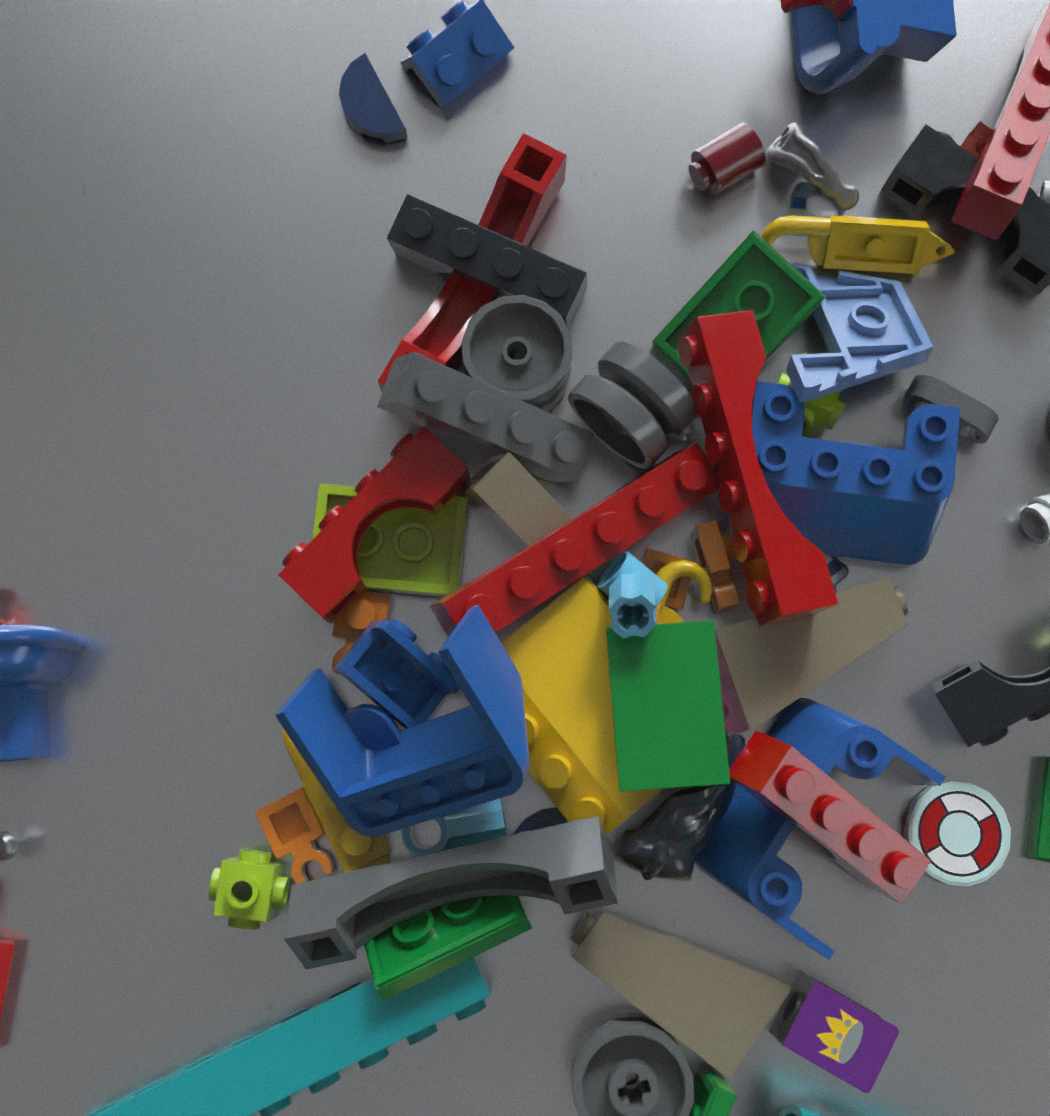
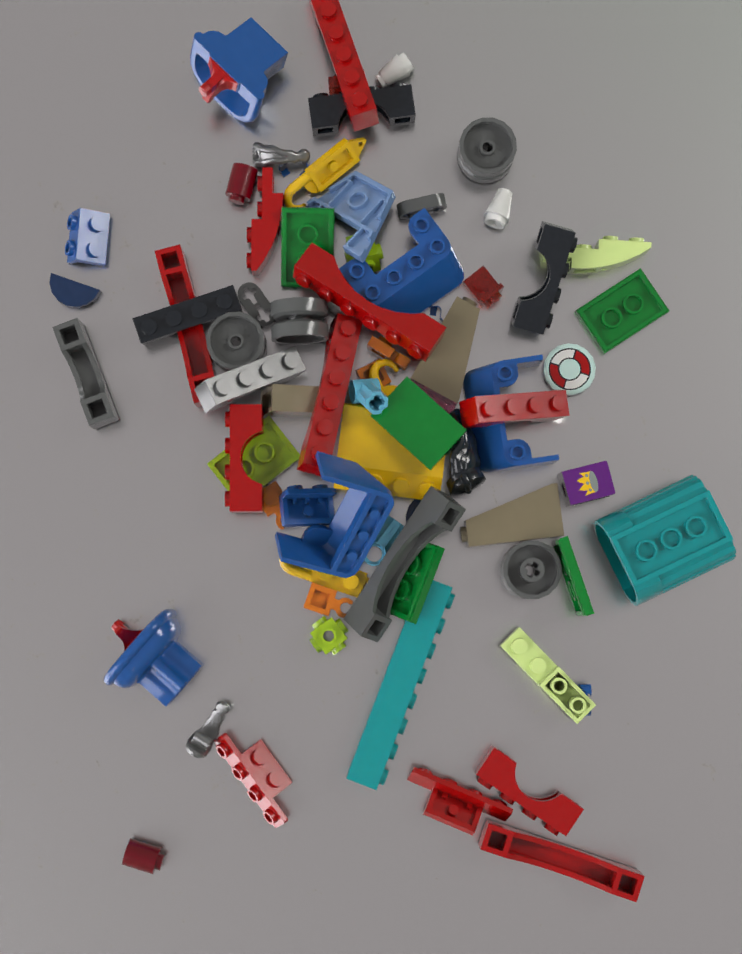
camera: 45 degrees left, 5 degrees up
(299, 175) = (86, 372): none -> dark grey arch
(584, 336) = (252, 308): none -> dark grey beam
(699, 246) = (265, 231): none -> red slope
(937, 601) = (483, 287): none -> clear red bracket

